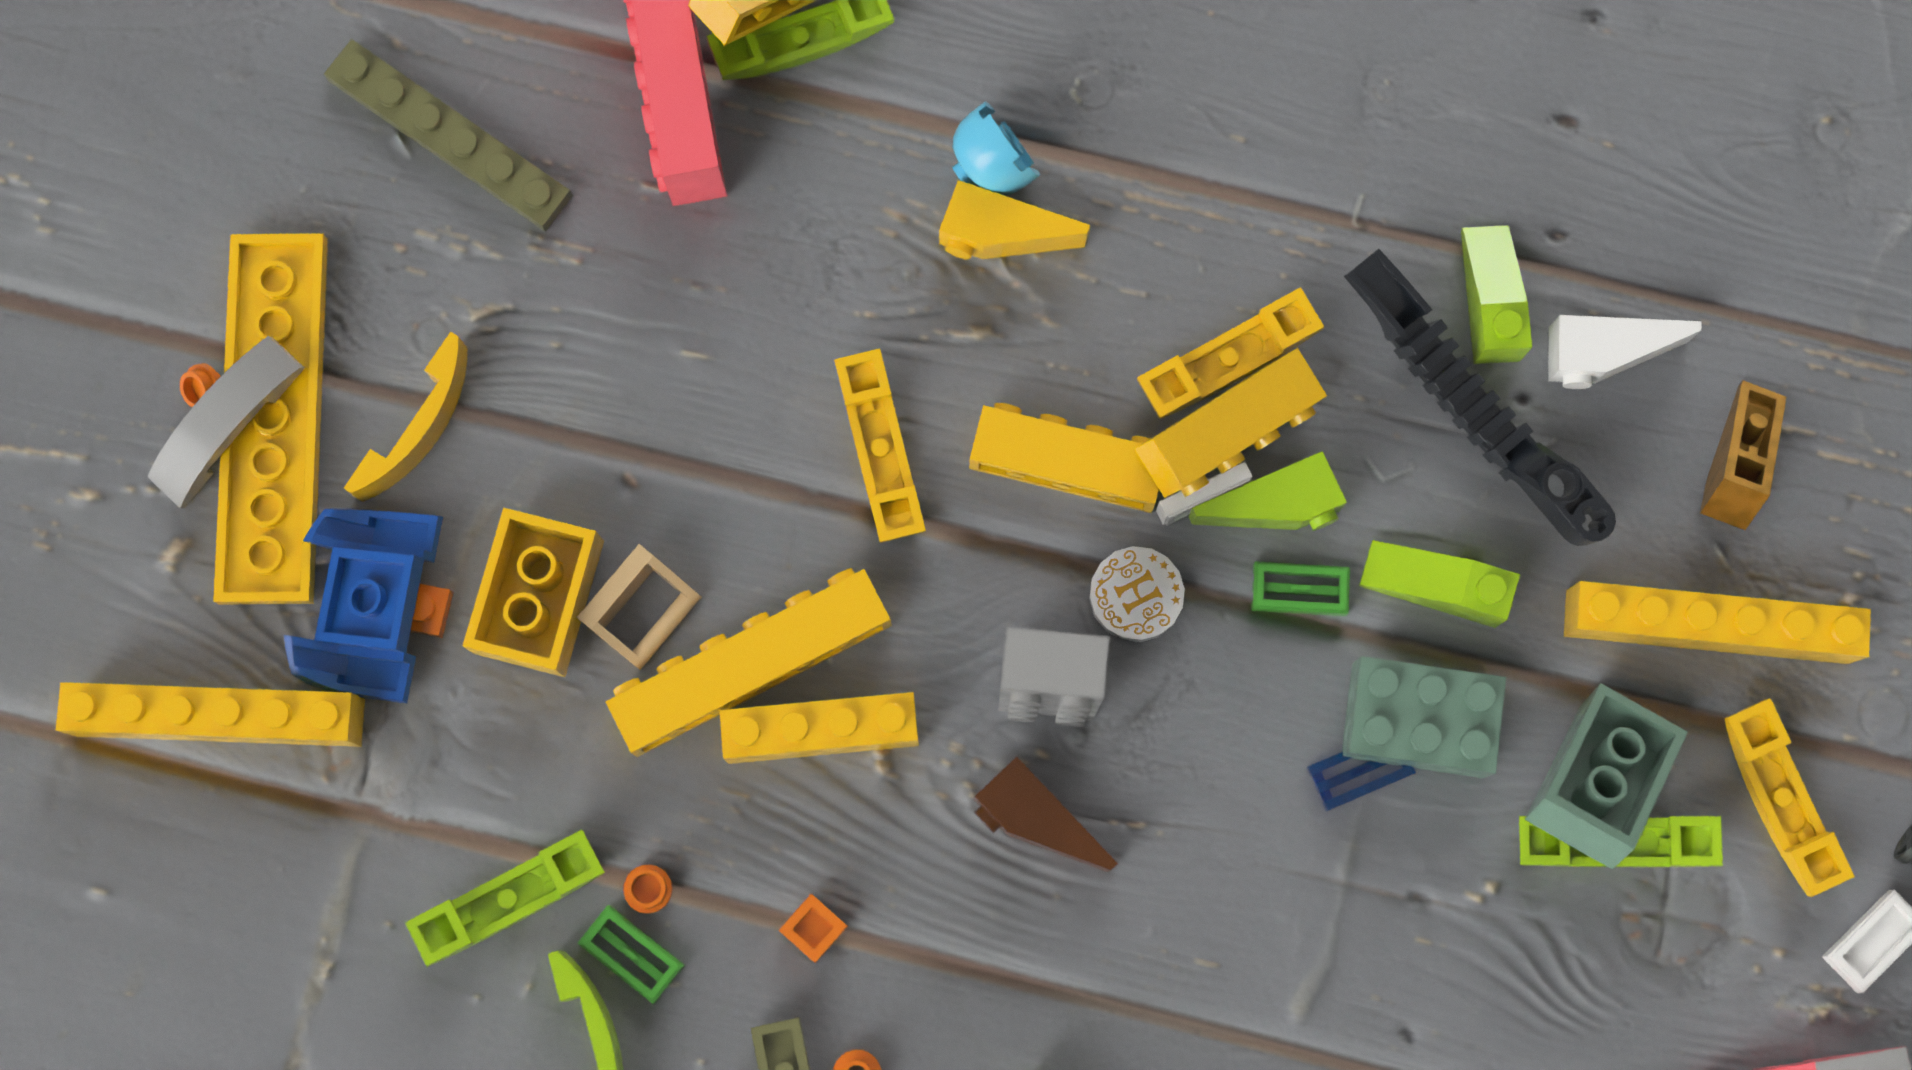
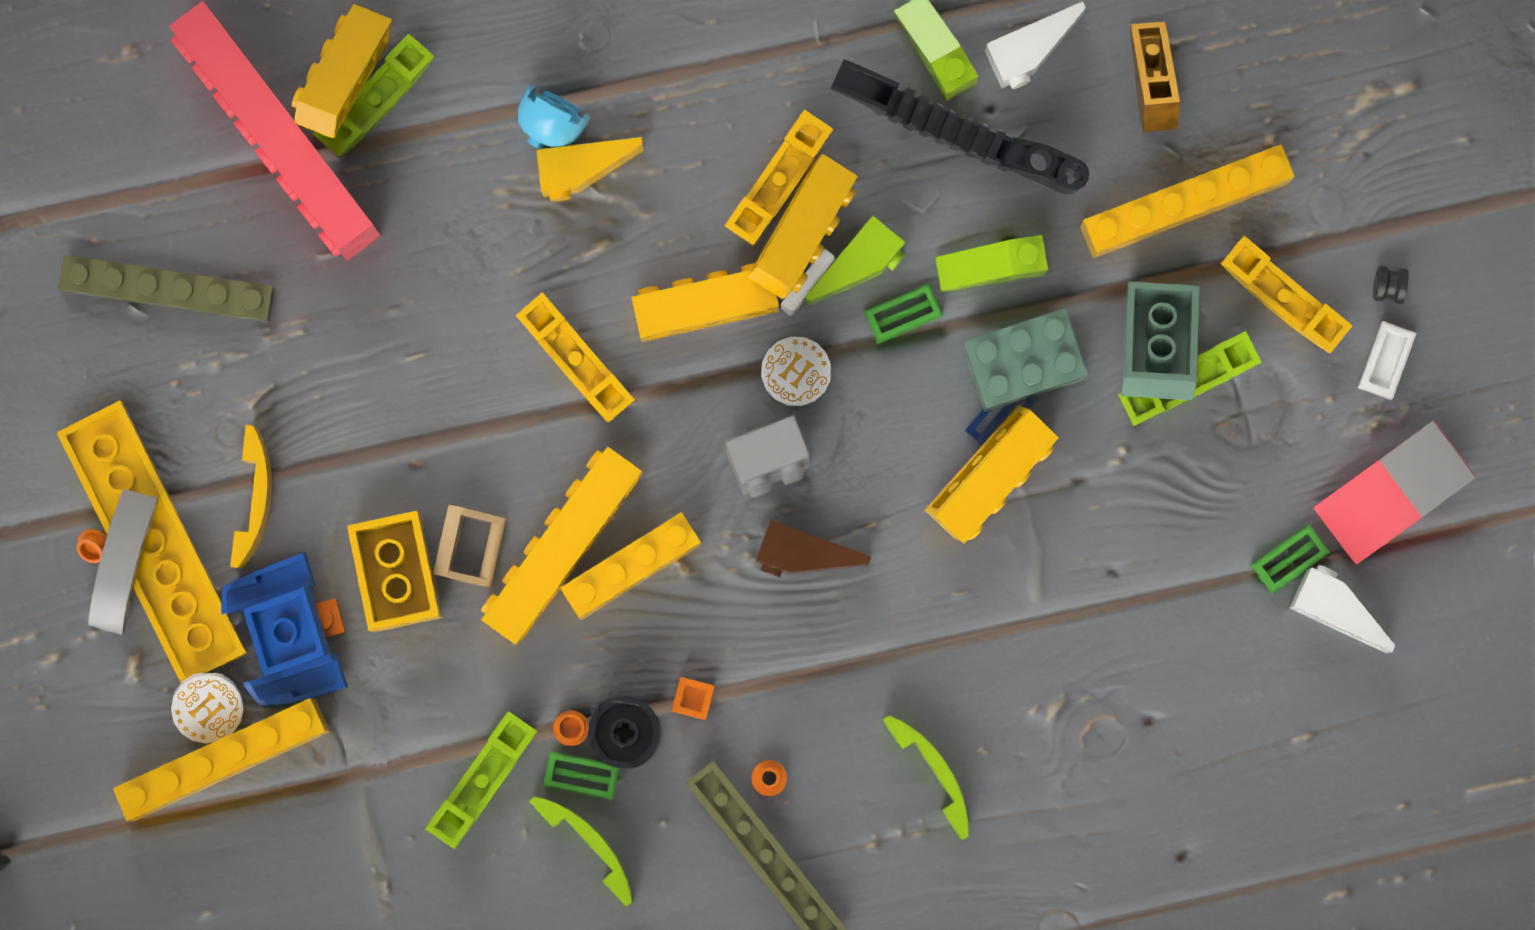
camera: 25 degrees left, 5 degrees up
(228, 642) = (207, 707): none -> white tile
(680, 933) = (612, 716): none -> black brick
(1316, 837) = (992, 474): none -> yellow brick

